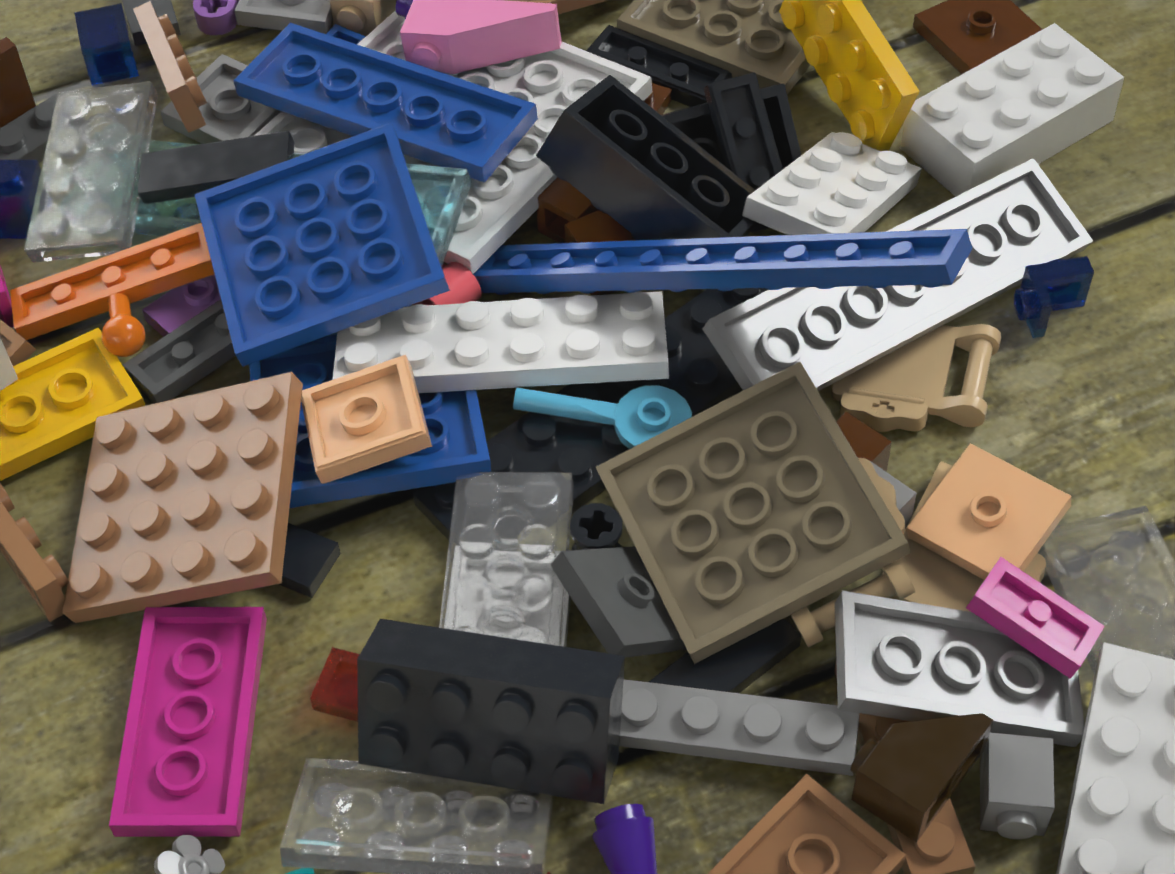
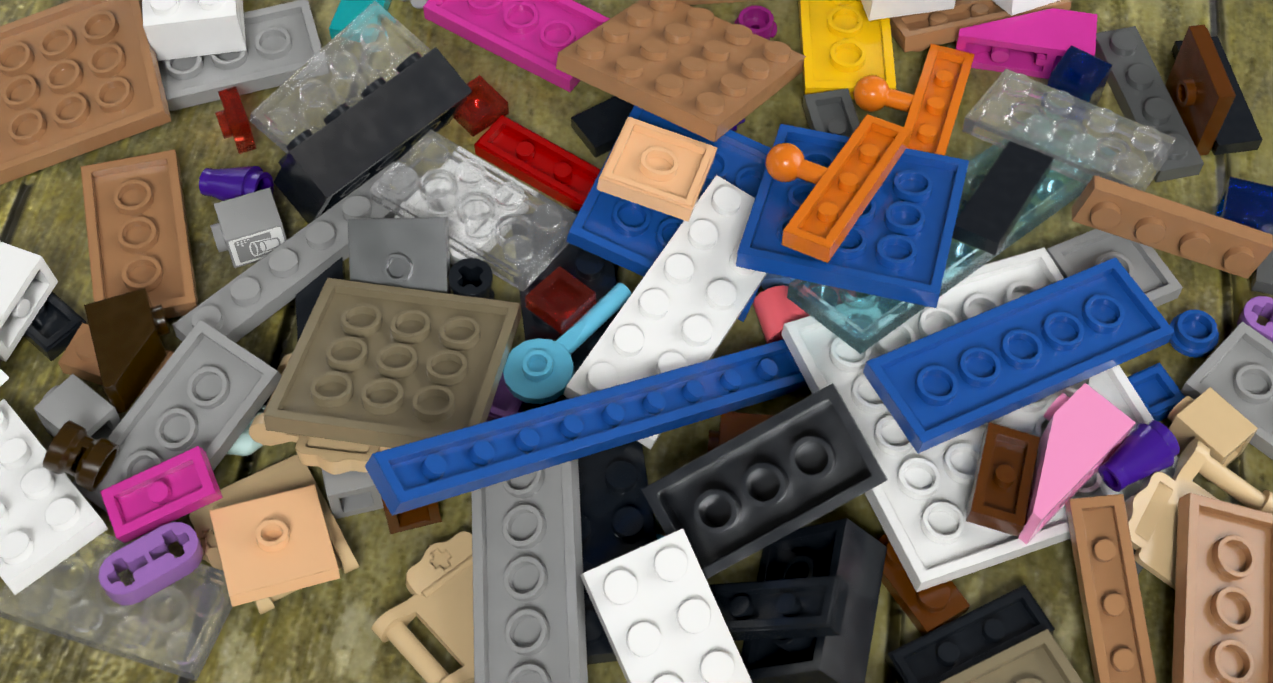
camera: 120 degrees right, 5 degrees up
(58, 486) = (759, 20): none -> magenta plate
(255, 38) = (1194, 333): none -> blue plate
(305, 235) = (840, 189): none -> orange plate
(385, 571) = (537, 162): none -> red tile
(522, 59) = (1003, 479): none -> reddish brown plate
(569, 433) = (560, 300): none -> clear red plate
(676, 791) = (248, 227): none -> light grey brick
(1068, 713) = (80, 455): none -> dark brown wheel
(1098, 589) = (151, 563): none -> medium lavender beam

